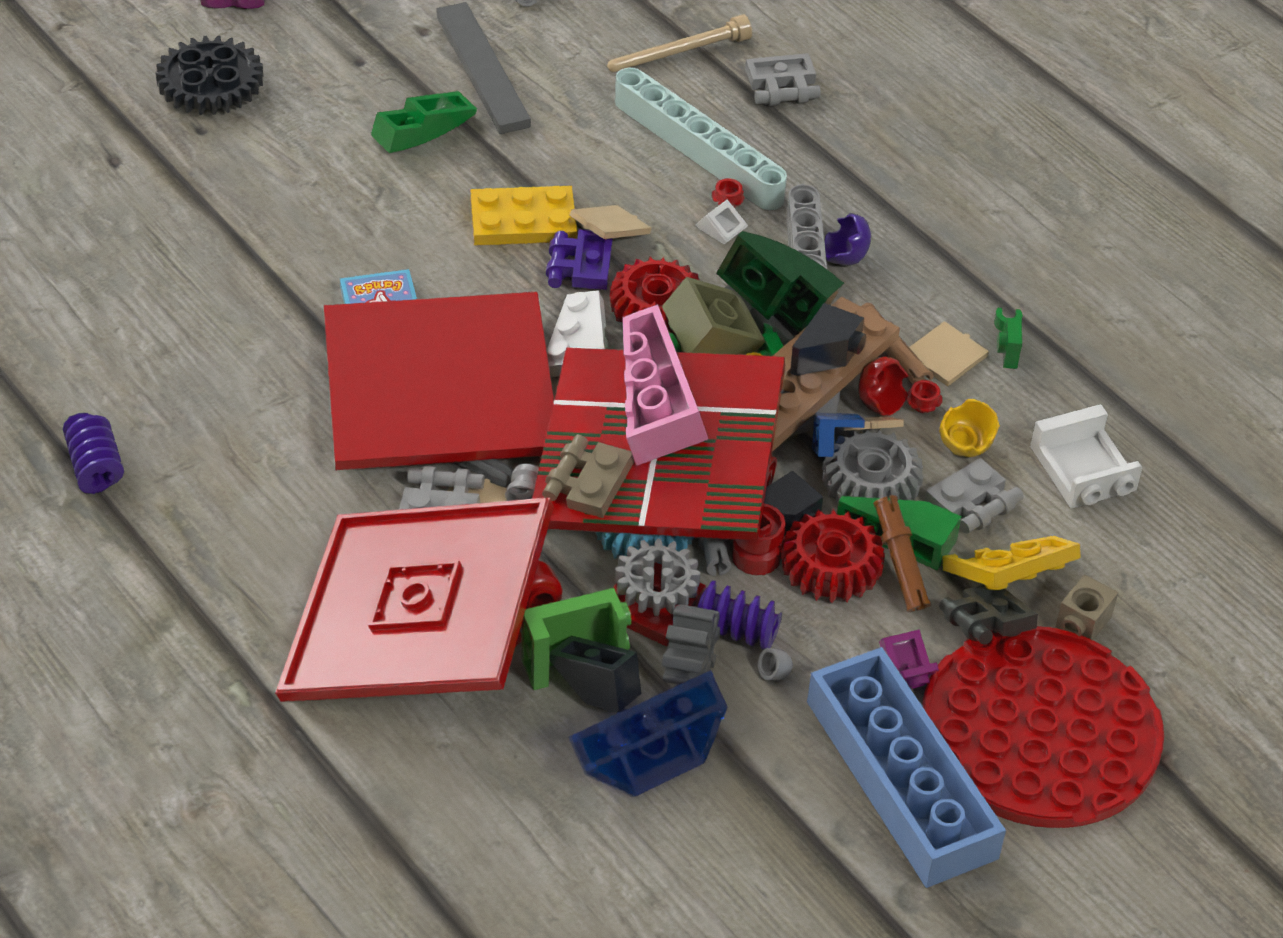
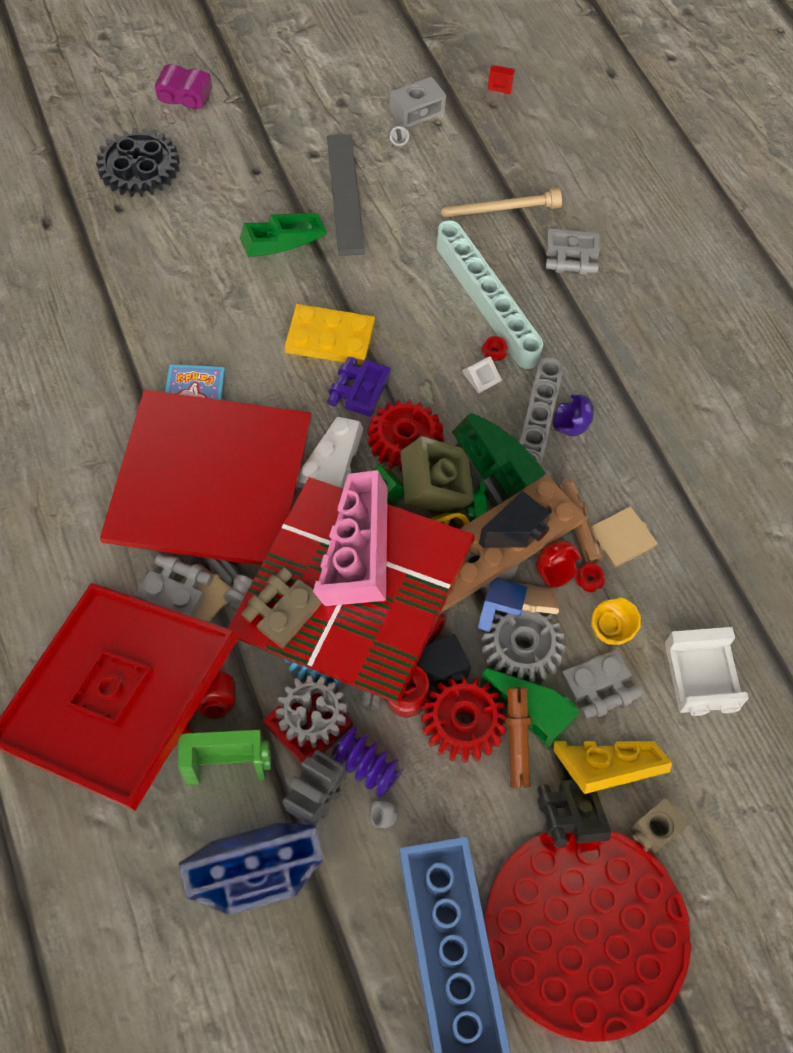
camera: 15 degrees right, 15 degrees up
(598, 672) = (233, 791): black slope -> none
(610, 221) = (392, 357): tan piece -> none
(910, 657) = (492, 841): magenta bracket -> none
(1010, 338) = (677, 541): green plate -> none

